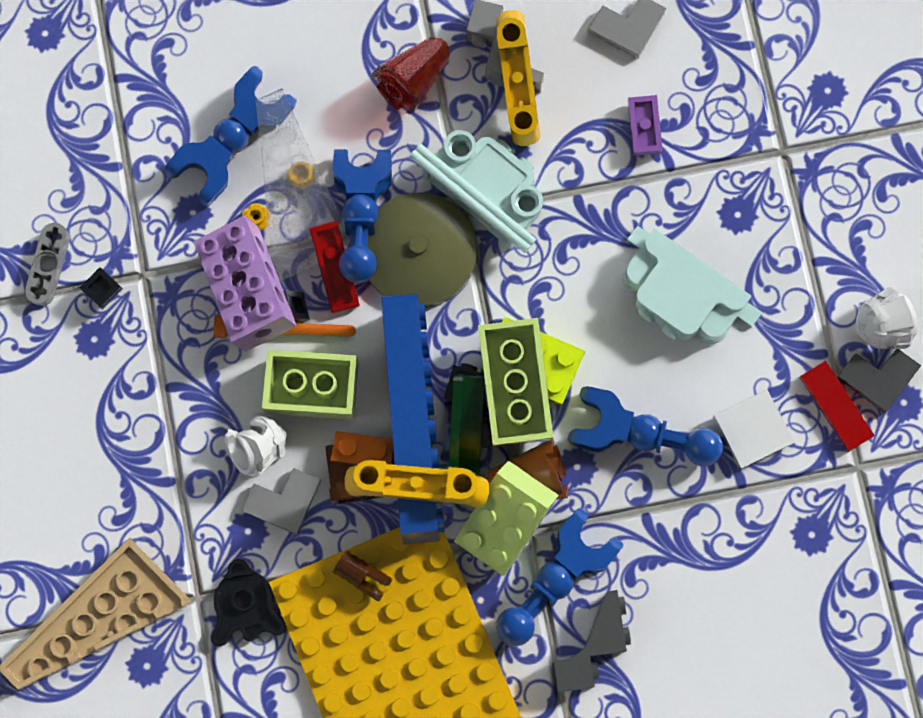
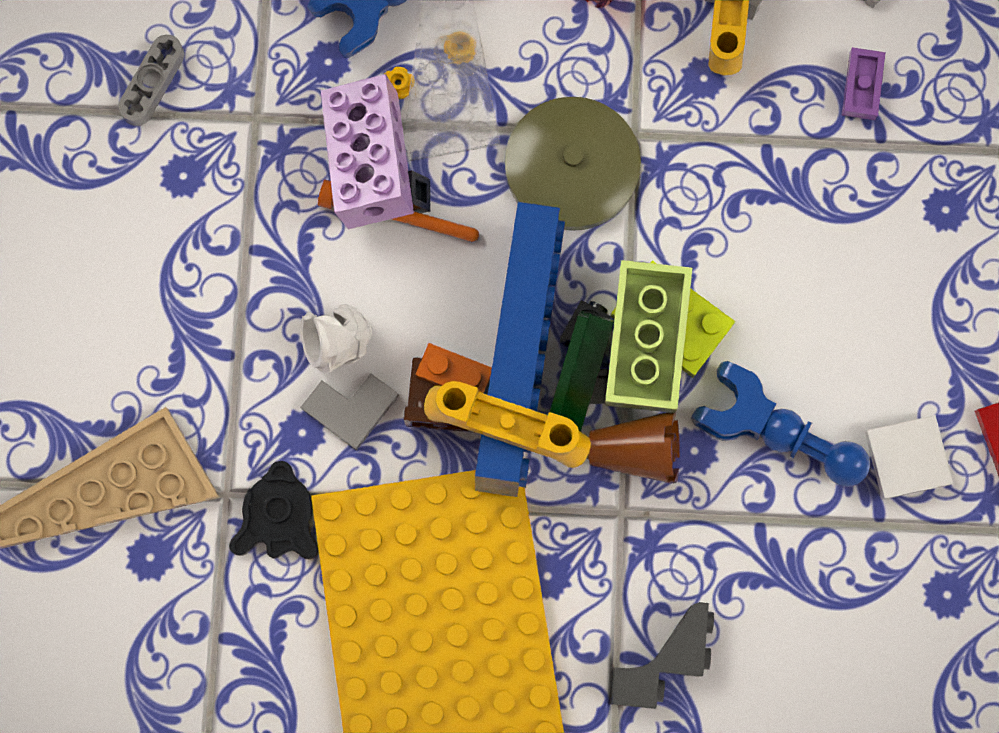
camera: 10 degrees right, 0 degrees up
(101, 288) = (204, 119): black tile -> none
(310, 384) = (413, 283): yellowish green brick -> none
(328, 249) = (472, 158): red tile -> none
(355, 572) = (413, 508): reddish brown hinge -> none
(360, 209) = (517, 102): blue piece -> none
(486, 184) = (666, 106): light aqua brick -> none
(507, 519) = (602, 490): yellowish green brick -> none
(556, 579) = (640, 573): blue piece -> none
(683, 290) = (865, 279): light aqua brick -> none

